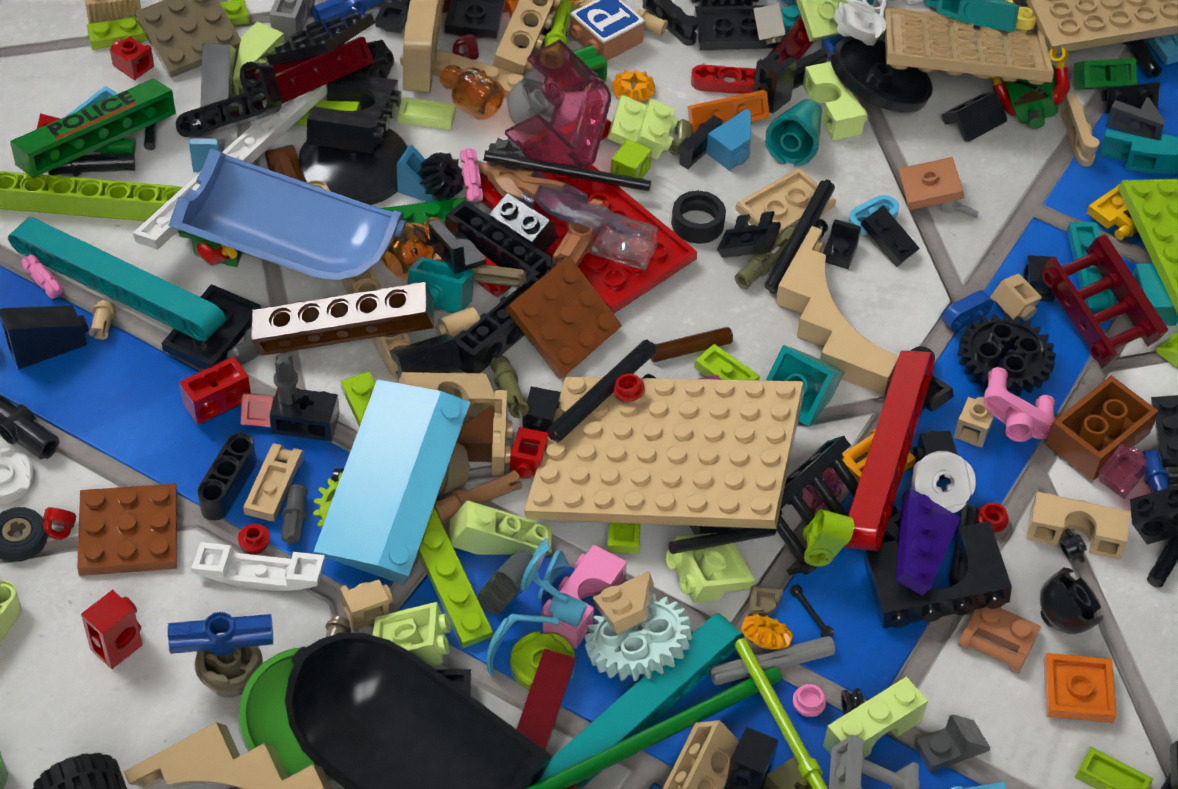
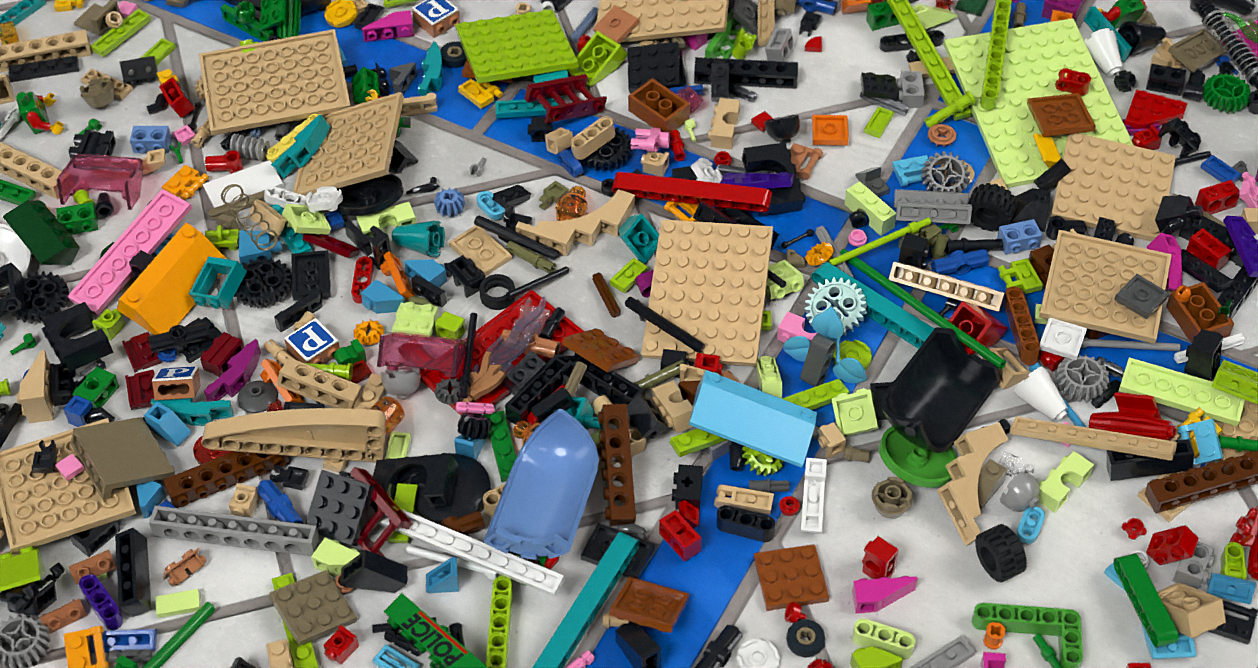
camera: 90 degrees left, 0 degrees up
(66, 631) = (877, 594): none -> dark pink slope
(104, 346) = (649, 604): none -> dark orange plate
(202, 634) = (889, 498): blue piece -> none
(228, 108) = (420, 551): black beam -> none
(285, 379) = (684, 480): dark grey axle -> none
(546, 697) = (882, 350): dark red tile -> none
(620, 265) = (552, 323): none -> black axle
(626, 603) = (814, 305): tan wing -> none
(629, 388) = (665, 304): red plate -> none
(690, 88) = (381, 298): none -> dark azure slope
(711, 259) = (538, 282): none -> black bar
(735, 189) = (471, 285): none -> black window
(750, 239) = (522, 263): black plate -> none
(770, 23) = (320, 247): slope -> none
(826, 537) = (767, 216): lime piece -> none
(865, 305) = (572, 204): none -> clear orange piece
(876, 167) = (449, 202): none -> medium blue gear
(899, 289) = (552, 193): none -> olive plate
(911, 149) = (425, 188): none -> black bar
(931, 183) = (465, 174): nougat plate -> none
(1005, 322) = (592, 137): none -> tan beam
(1021, 454) = (677, 145): none -> red pin
(1071, 475) = (689, 125): none -> yellowish green hand
(1073, 546) = (740, 126): black plate -> none
(1101, 585) = (759, 121): none -> red tile

